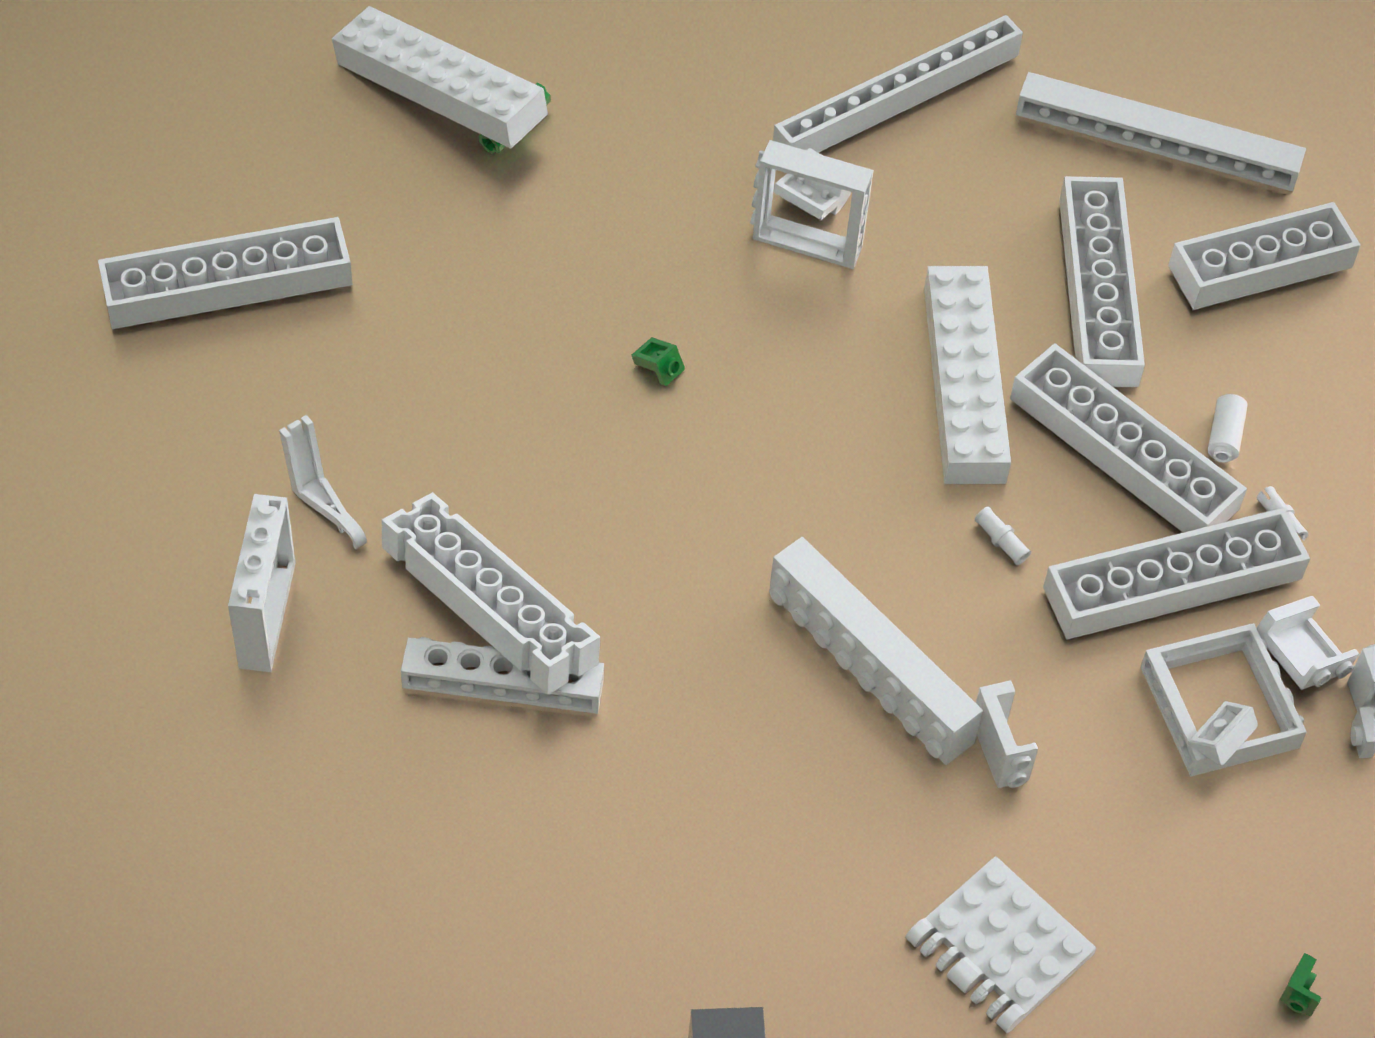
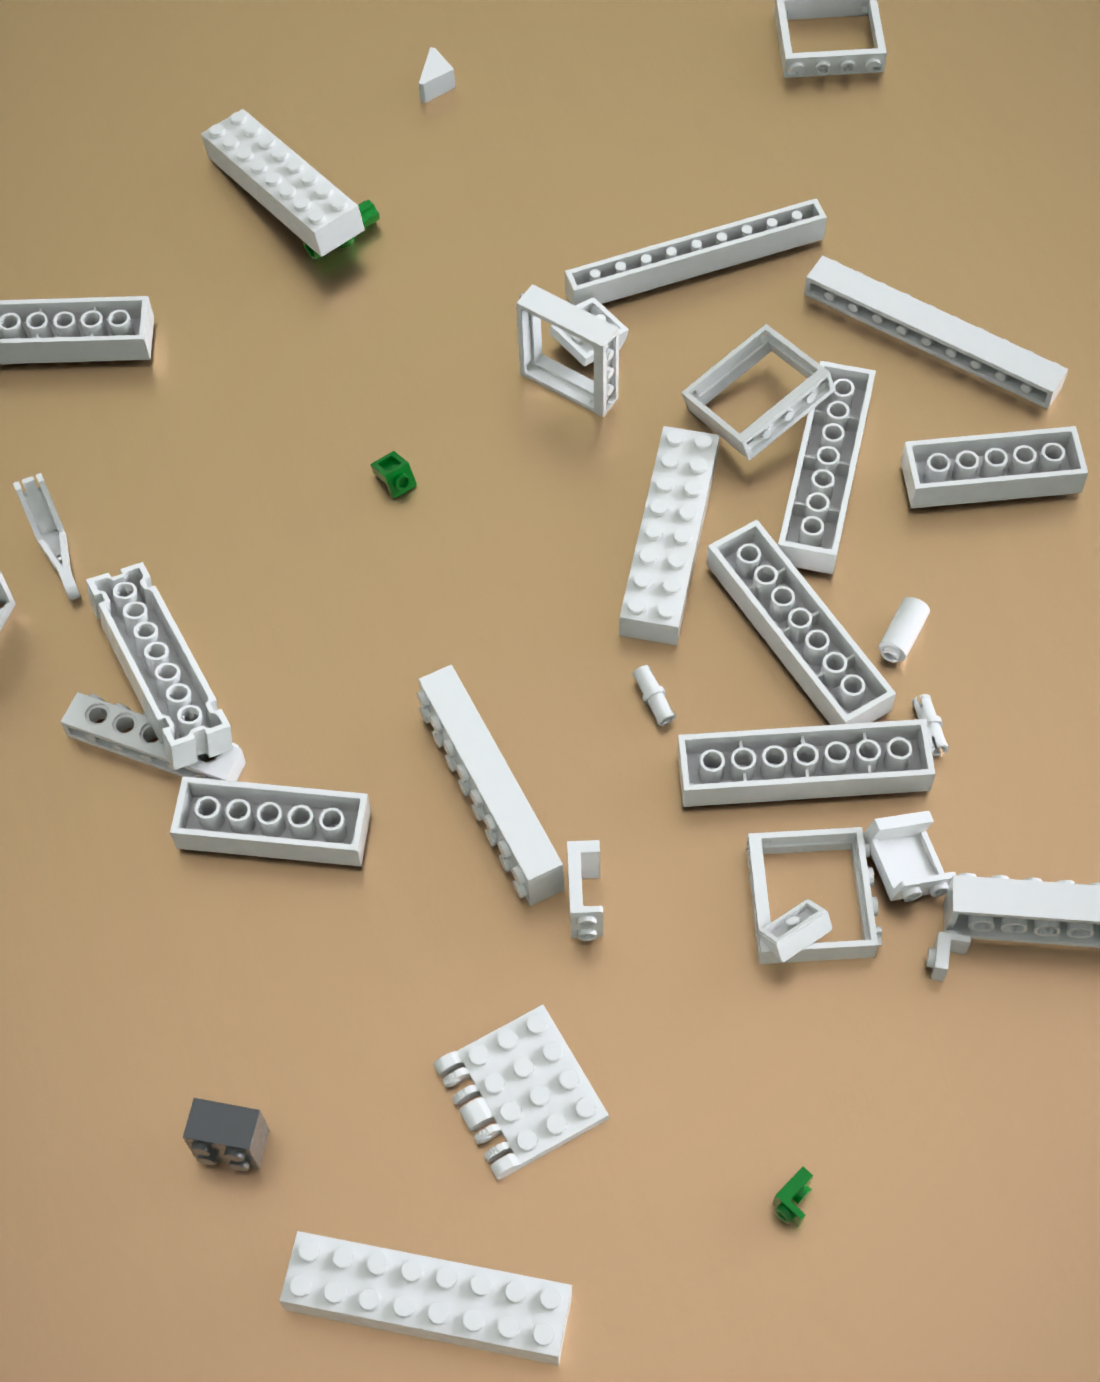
camera: 20 degrees right, 5 degrees up
(660, 729) = (271, 821): none -> white brick
(1045, 239) = (780, 416): none -> white window

